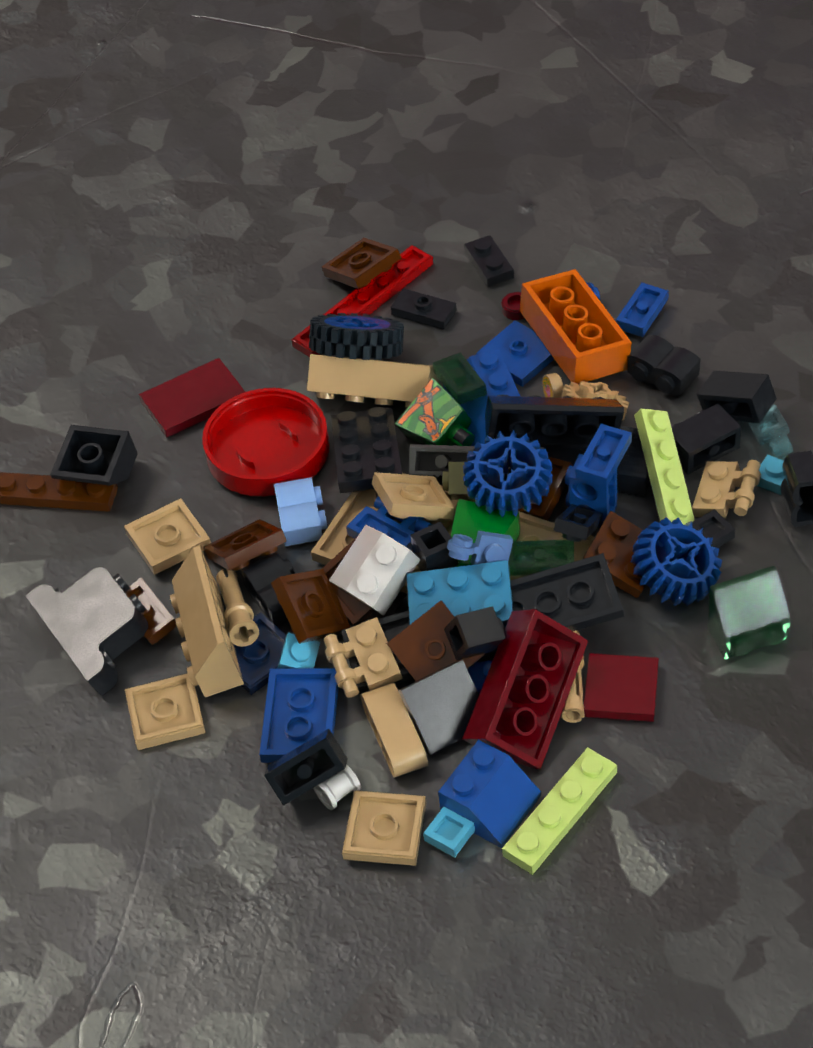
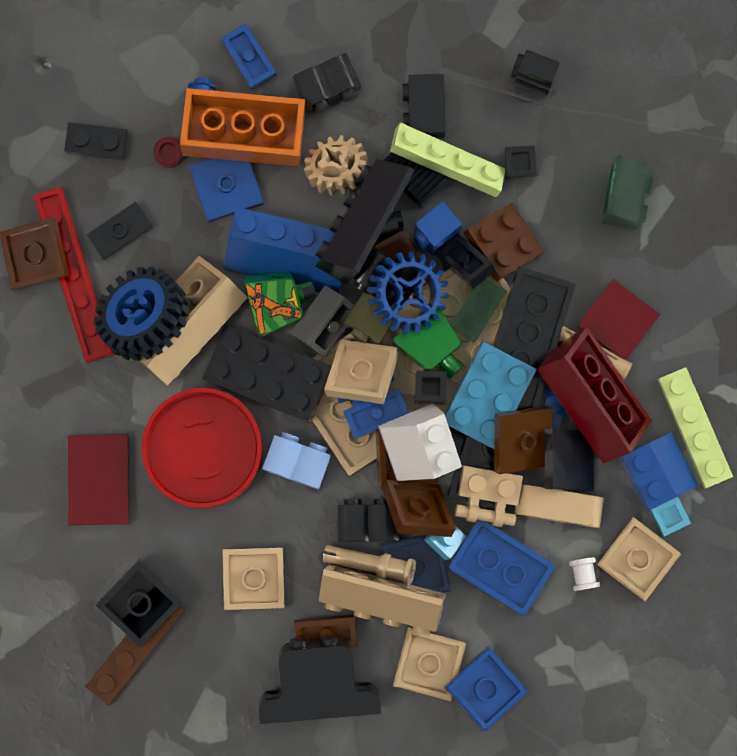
camera: 70 degrees left, 35 degrees up
(164, 764) = (486, 689): none -> blue plate
(245, 544) = (311, 524): reddish brown plate -> none
(306, 767) = (567, 590): black brick -> none
(459, 378) = (251, 259): clear green plate -> none
(475, 633) = (544, 408): black brick -> none
(486, 549) = (463, 350): medium blue plate -> none
(552, 385) = (293, 185): tan tile -> none
(603, 455) = (439, 209): blue plate -> none
(676, 561) = (549, 202): blue gear -> none
(718, 488) = (480, 128): tan plate -> none
(742, 395) = (406, 52): black brick -> none
(771, 474) = (491, 75): medium azure plate -> none
(773, 431) = (445, 49): clear light blue plate -> none

